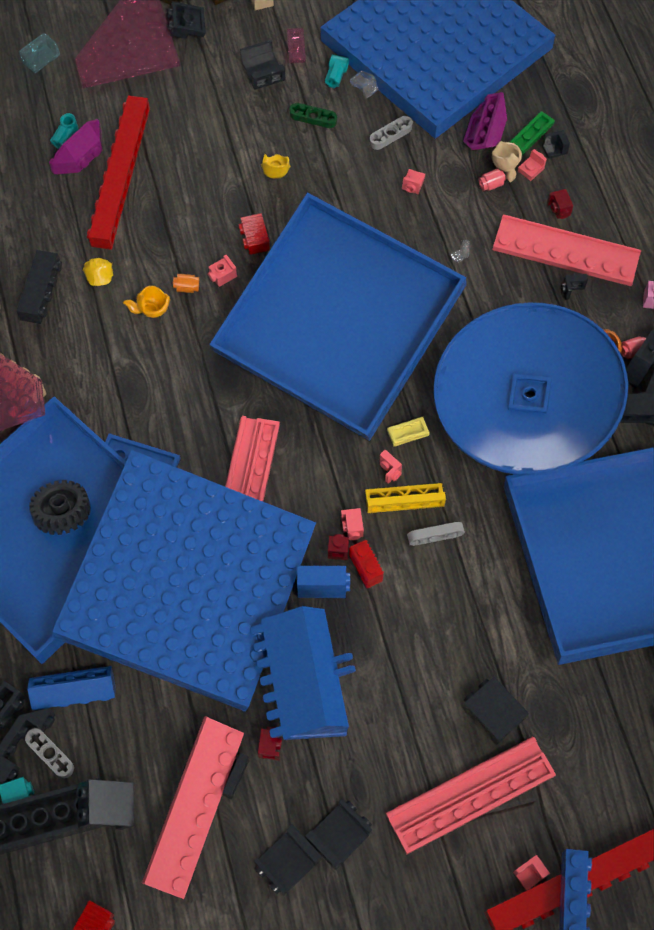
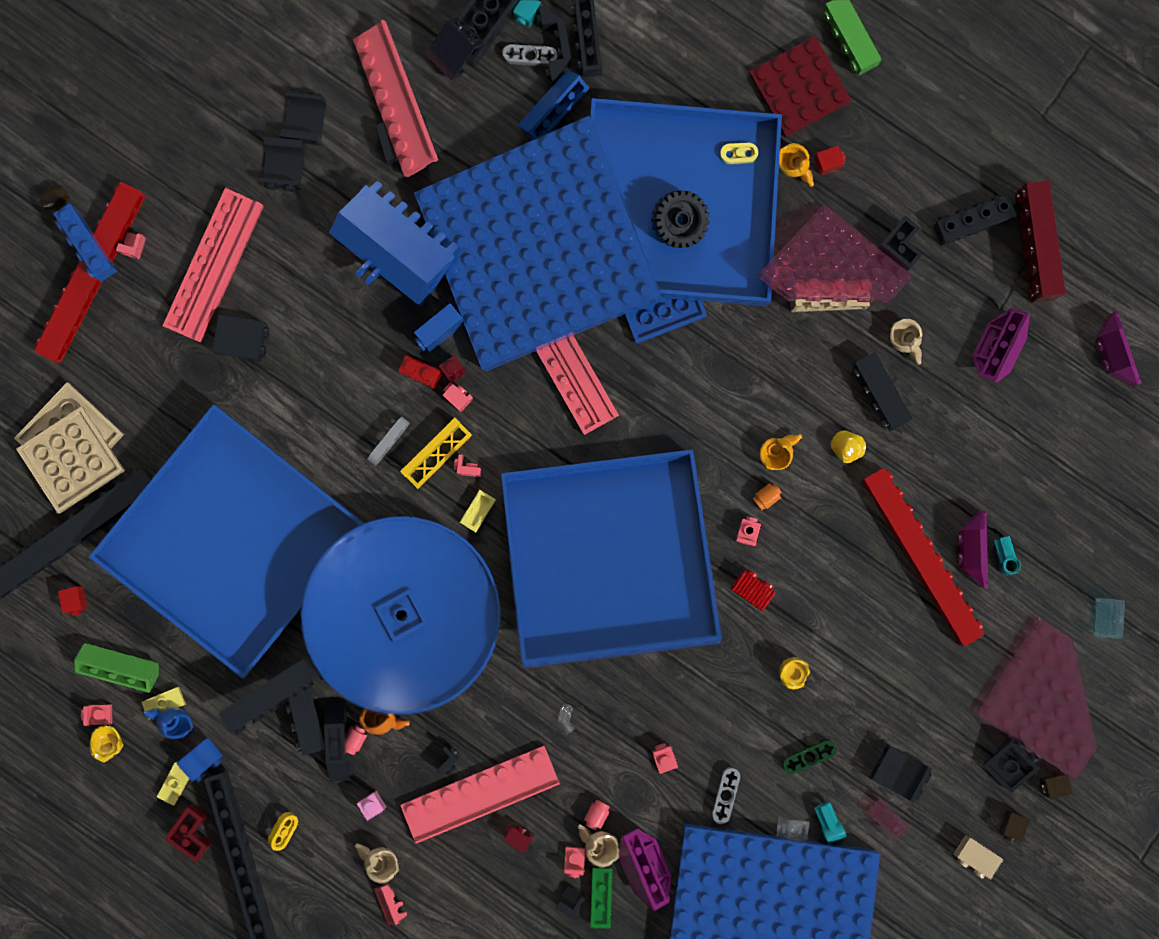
camera: 140 degrees right, 20 degrees up
(268, 746) = (380, 176): dark red brick -> none

